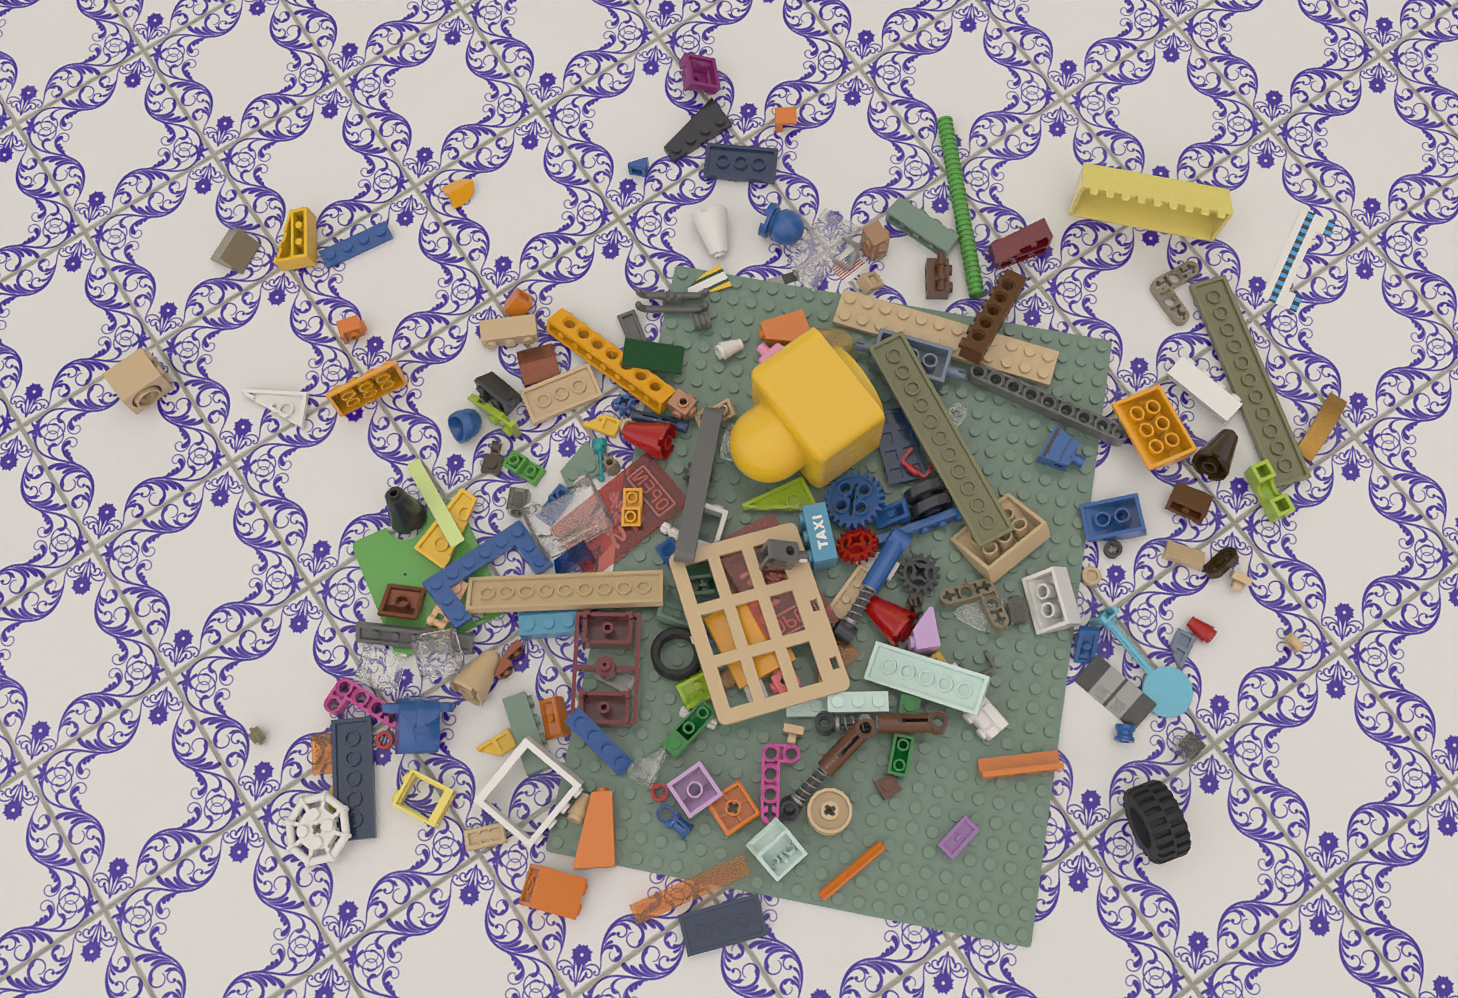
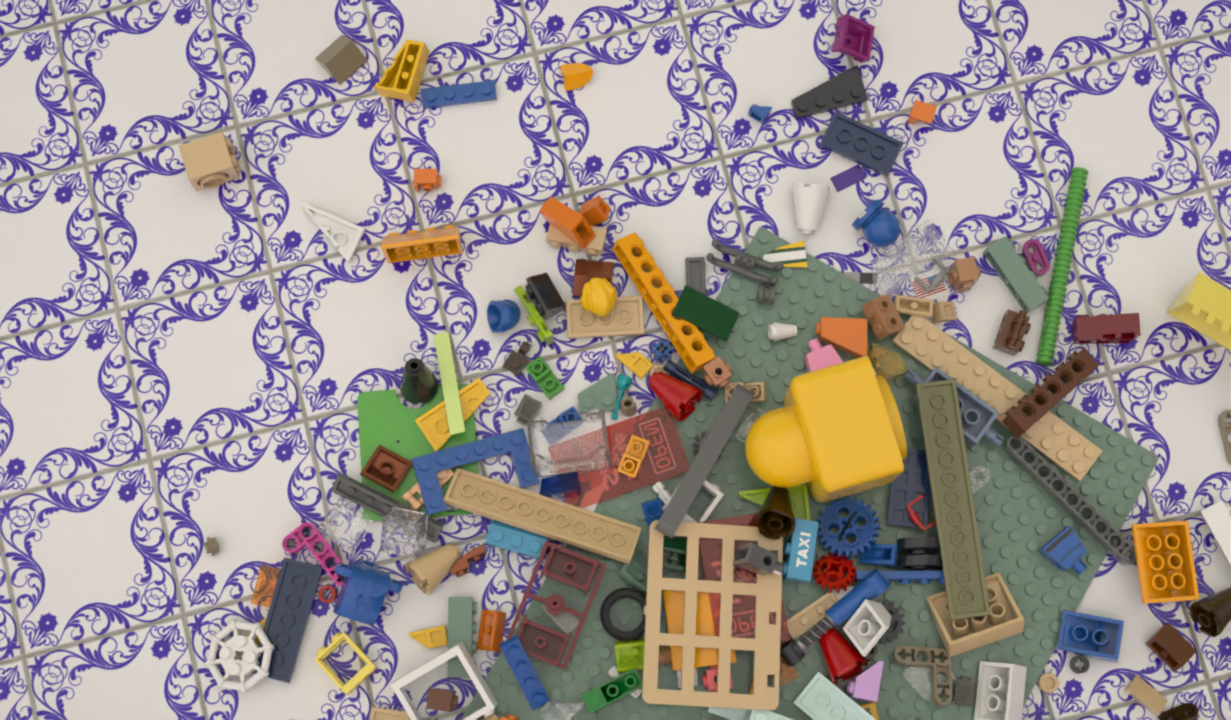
camera: 15 degrees right, 5 degrees up
(496, 317) = (568, 222): none -> orange slope
(527, 795) = (442, 699): none -> reddish brown brick
(548, 375) = (598, 297): none -> yellow hair
(739, 197) = (848, 178): none -> dark purple sticker
(783, 510) = (776, 514): none -> dark brown cone
(816, 303) = (883, 317): none -> medium nougat brick
(840, 285) = (914, 306): none -> tan slope
(905, 579) = (867, 625): none -> white slope
(935, 207) = (1036, 258): none -> magenta plate

